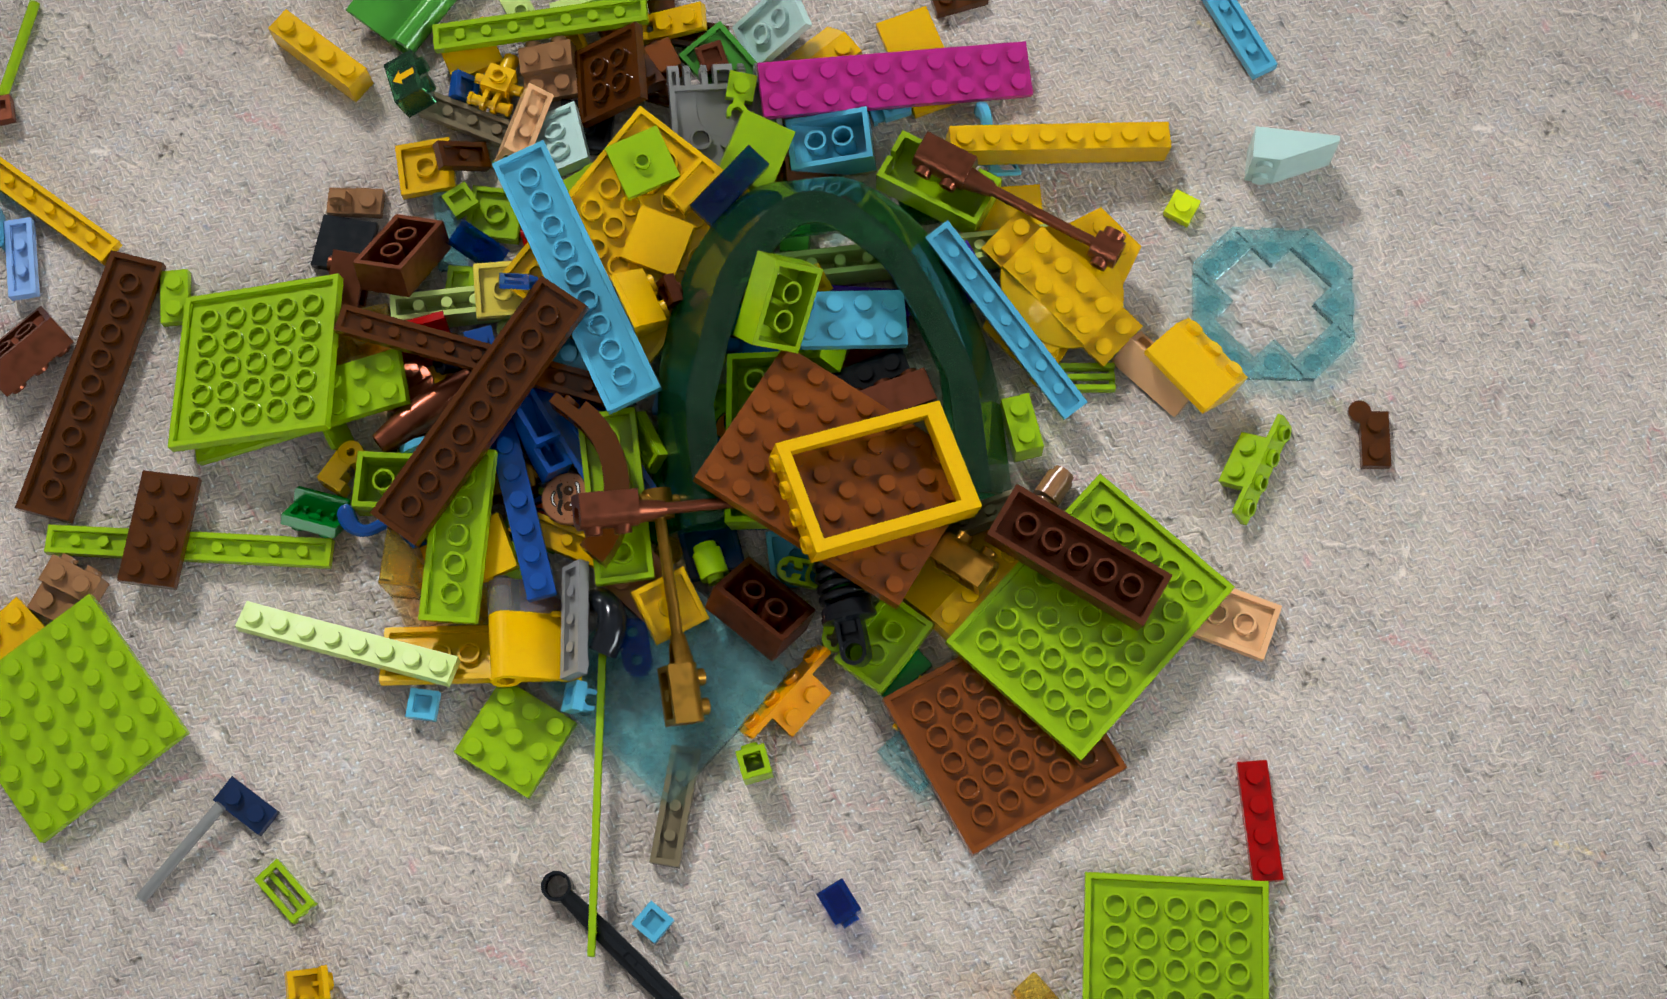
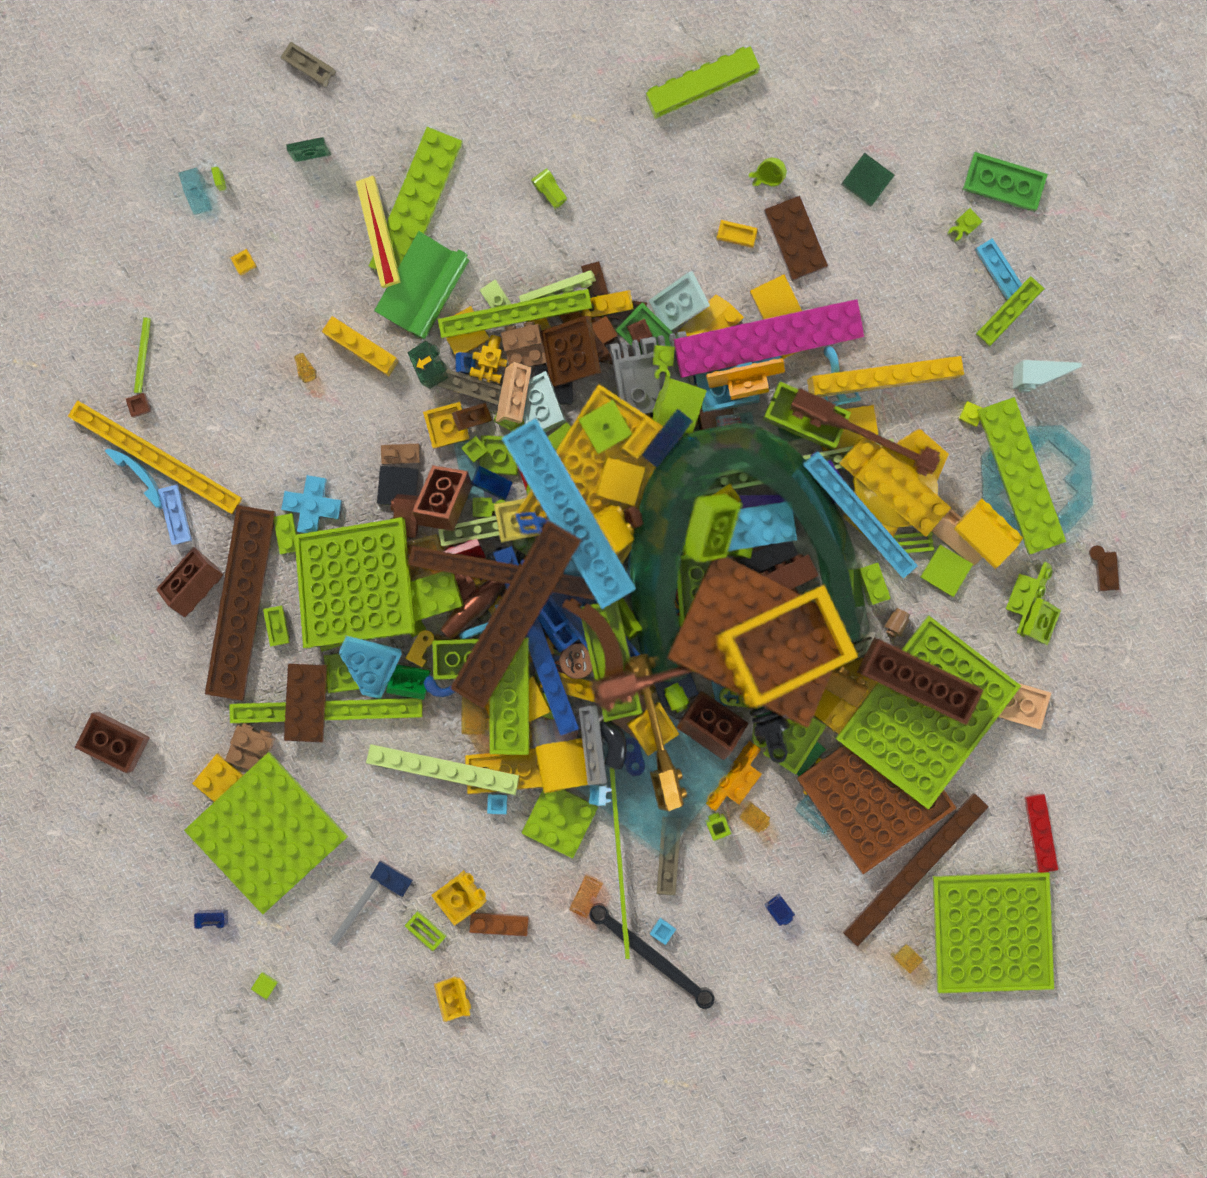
camera: 10 degrees left, 15 degrees up
(23, 955) = (264, 985): none -> lime tile
(138, 421) = (276, 625): none -> lime plate
(218, 259) = (311, 504): none -> medium azure plate
(227, 495) = (338, 676): none -> lime tile
(239, 80) = (305, 369): none -> clear yellow cone
(260, 477) = (369, 664): none -> medium azure plate
(344, 841) = (459, 897): none -> yellow plate
(400, 891) = (499, 924): none -> dark orange plate
(538, 855) = (583, 897): none -> clear orange piece
(814, 759) = (755, 818): none -> clear yellow bracket
(855, 123) = (748, 379): none -> light orange bracket
(1057, 862) = (915, 869): none -> reddish brown plate
(1132, 420) = (946, 570): none -> lime tile
(1243, 72) = (1010, 311): none -> lime tile
(1250, 293) = (1021, 475): none -> lime plate
(1271, 498) = (1041, 621): none -> lime plate

